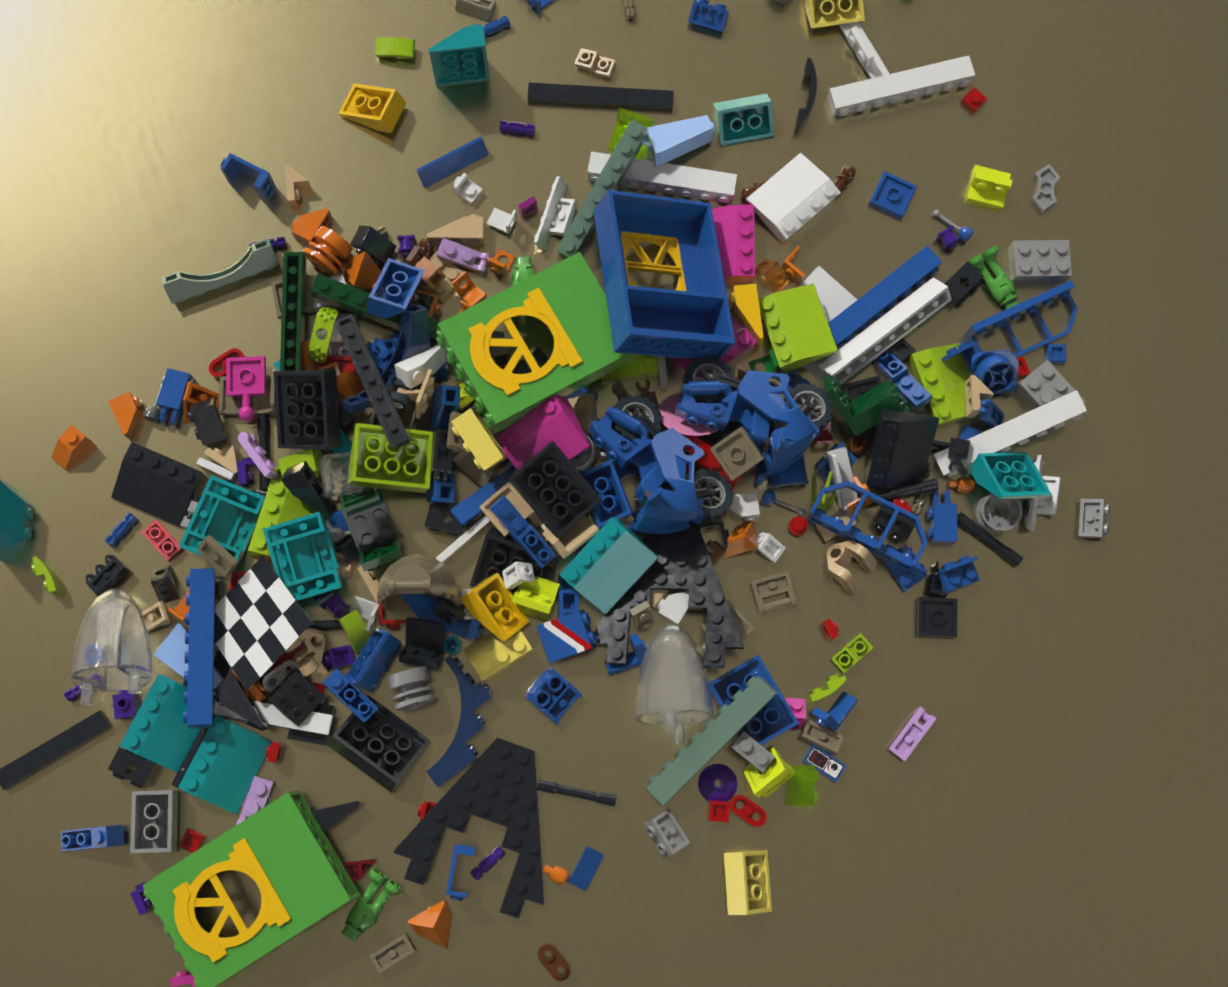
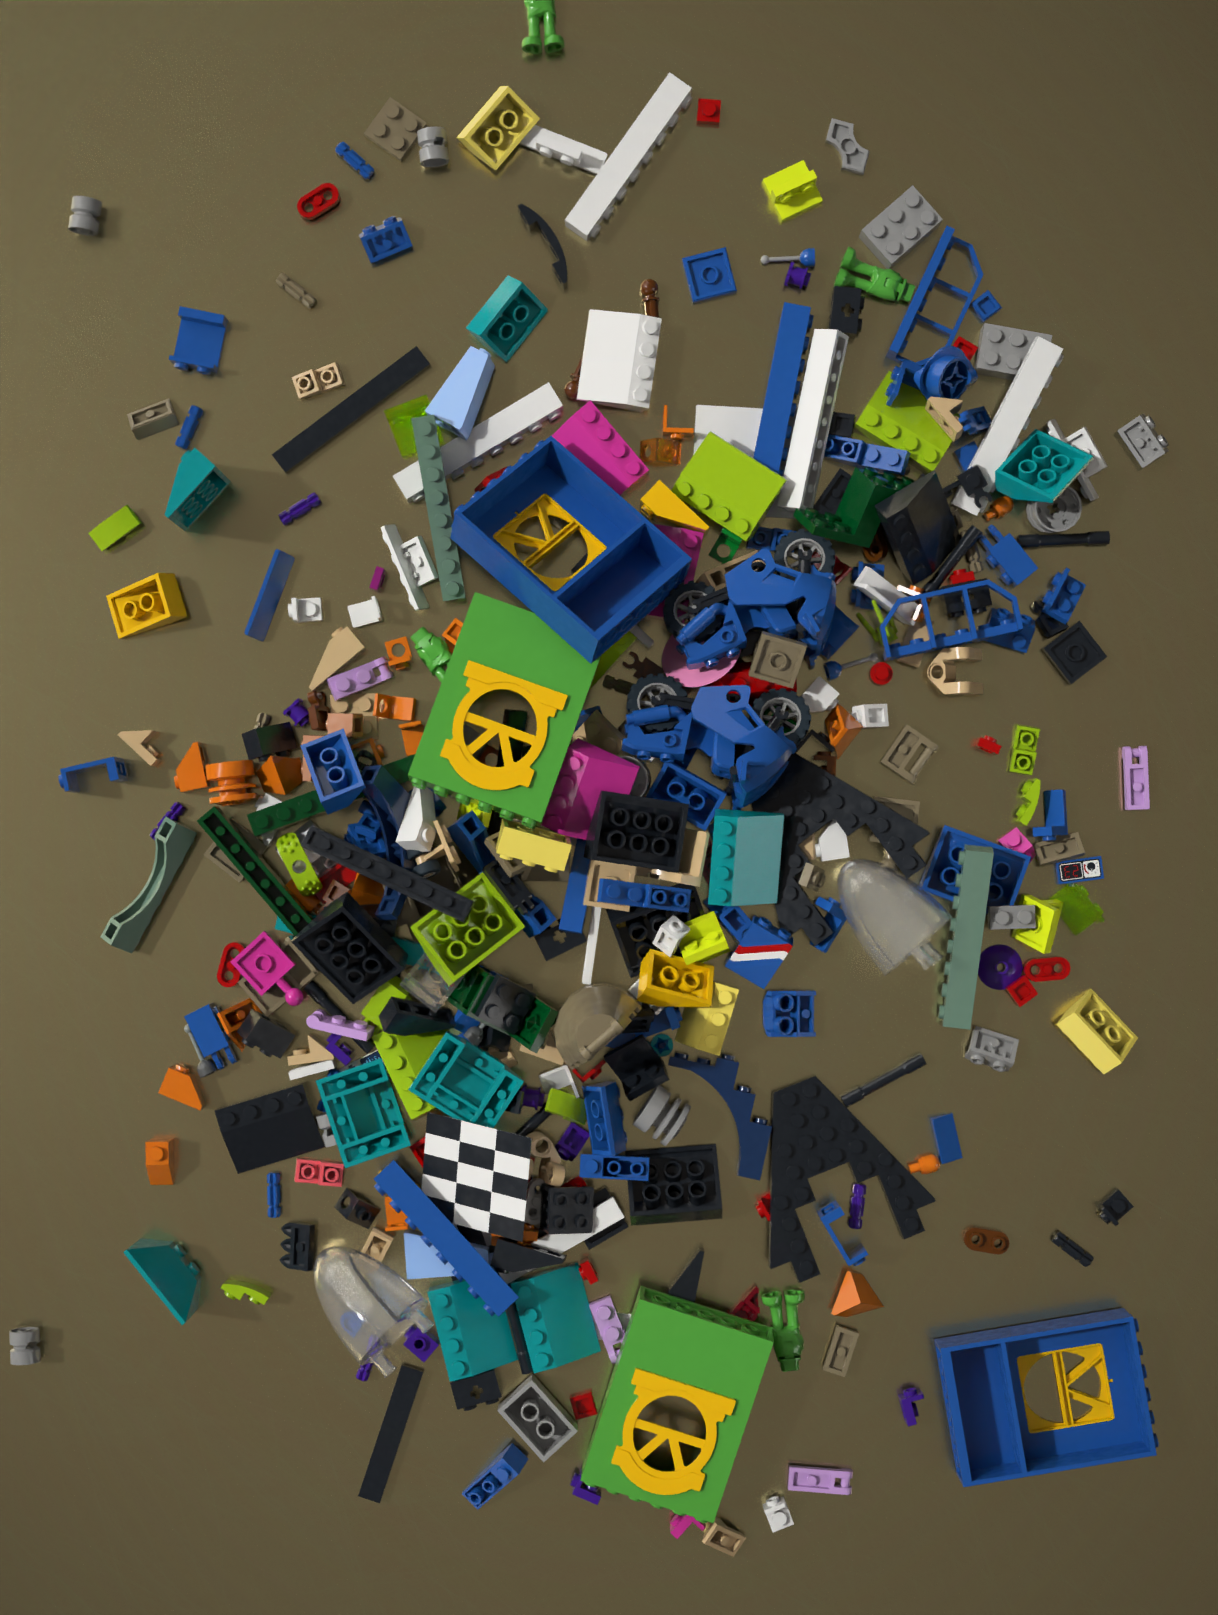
camera: 30 degrees left, 10 degrees up
(217, 555) = (388, 1147): dark tan plate -> none

